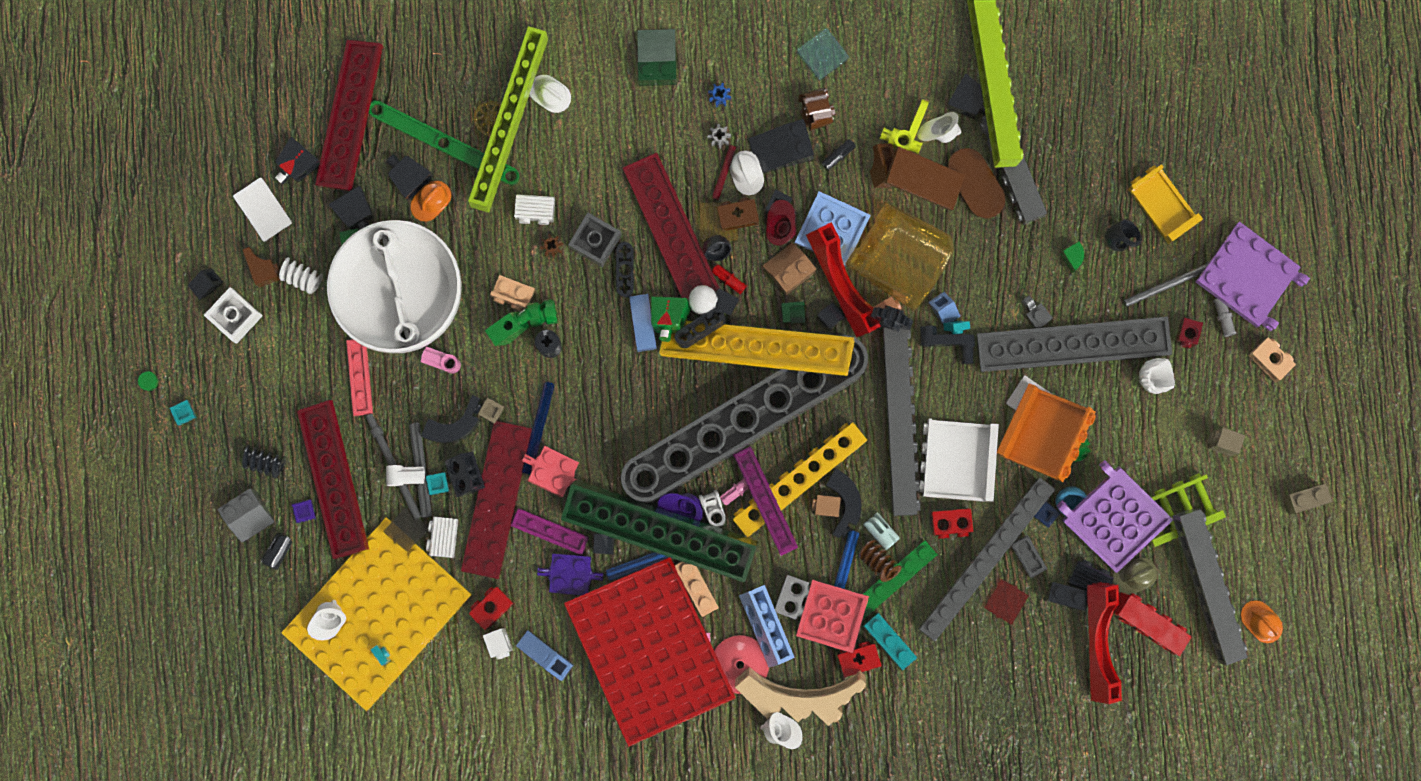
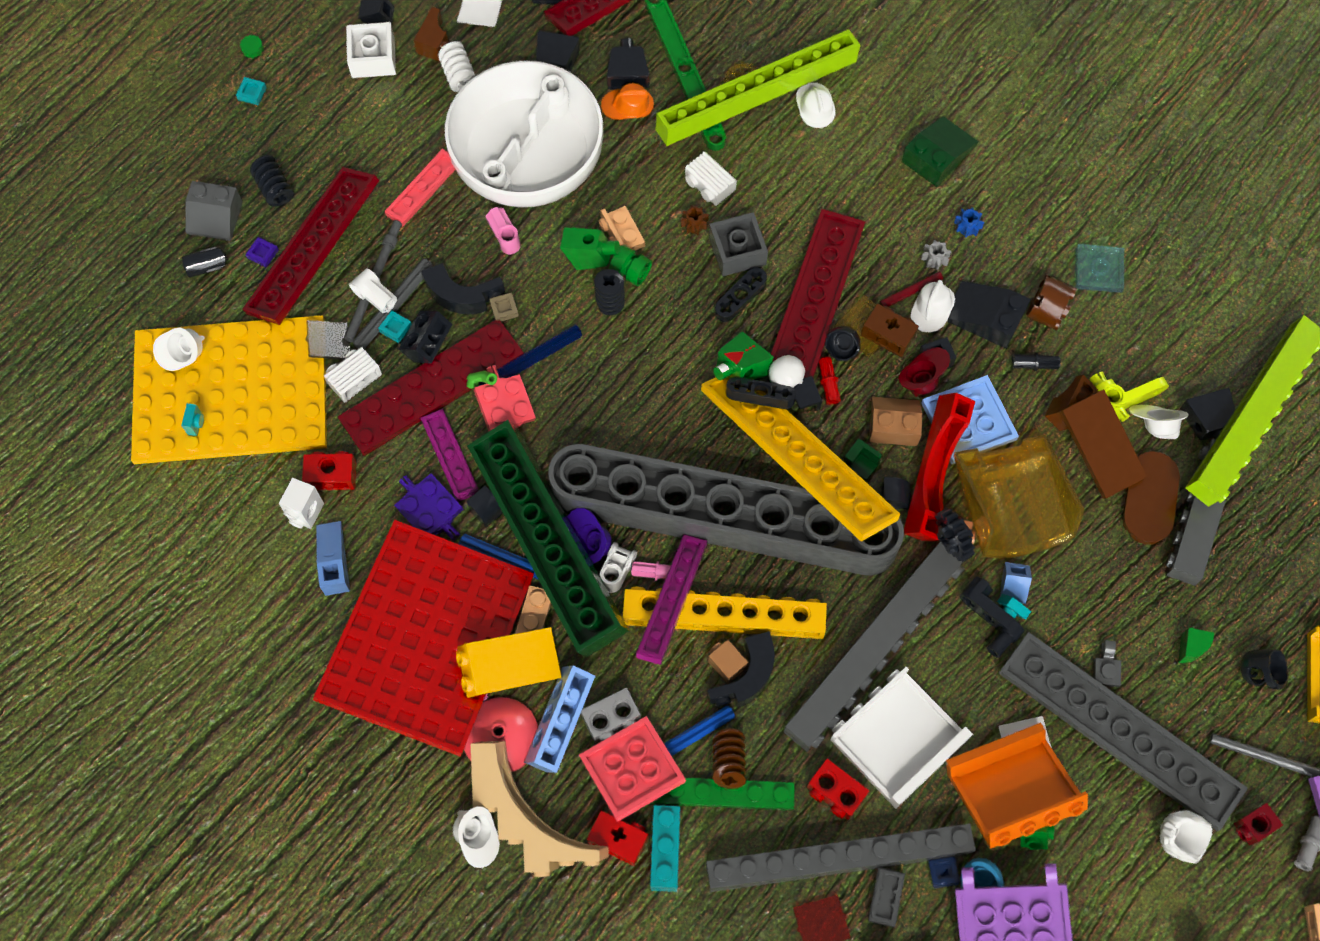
camera: 40 degrees right, 15 degrees down
(521, 473) = (481, 376): none -> bright green arm
(642, 323) = (705, 355): medium blue slope -> none
(711, 623) = (508, 662): none -> yellow panel
(881, 531) = (758, 734): light aqua arm -> none

